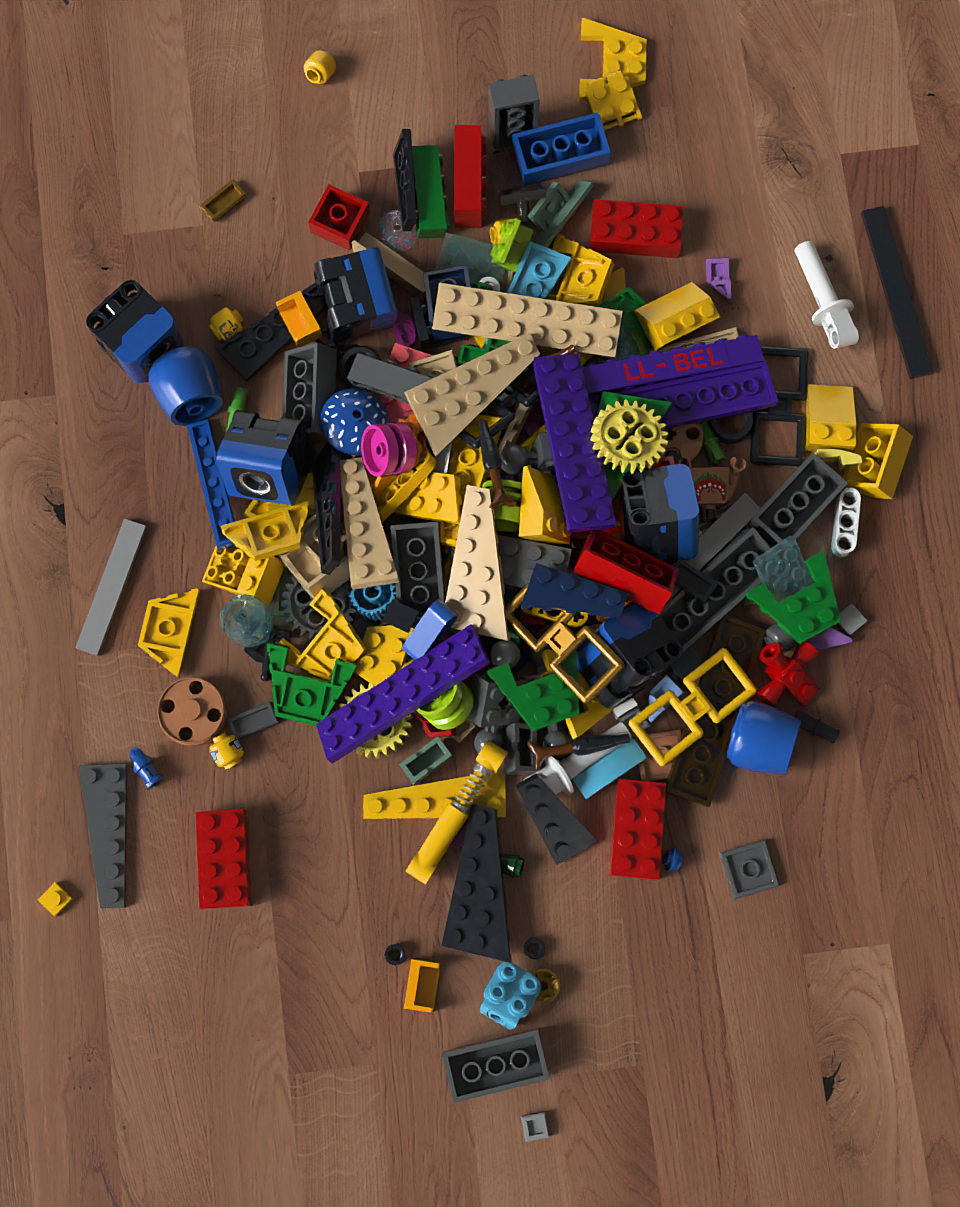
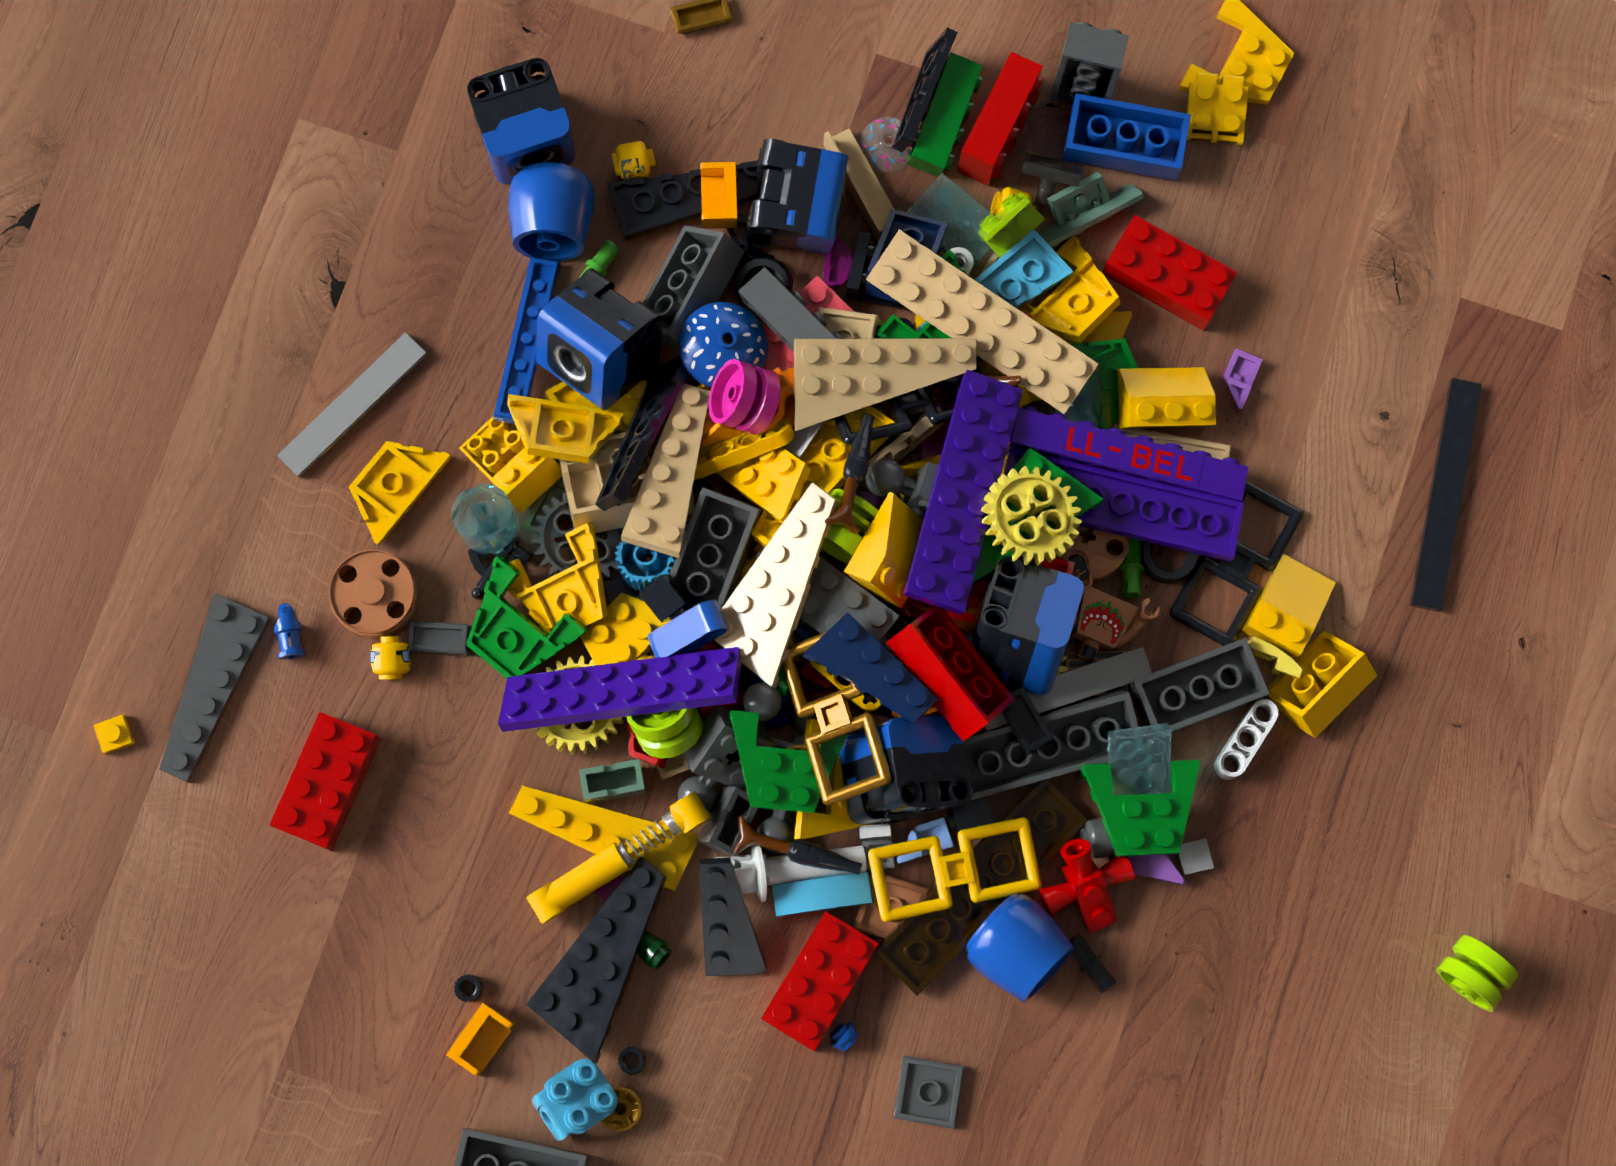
camera: 20 degrees right, 0 degrees up
(339, 217) = (825, 96): red brick -> none
(833, 313) = (1354, 483): white piece -> none

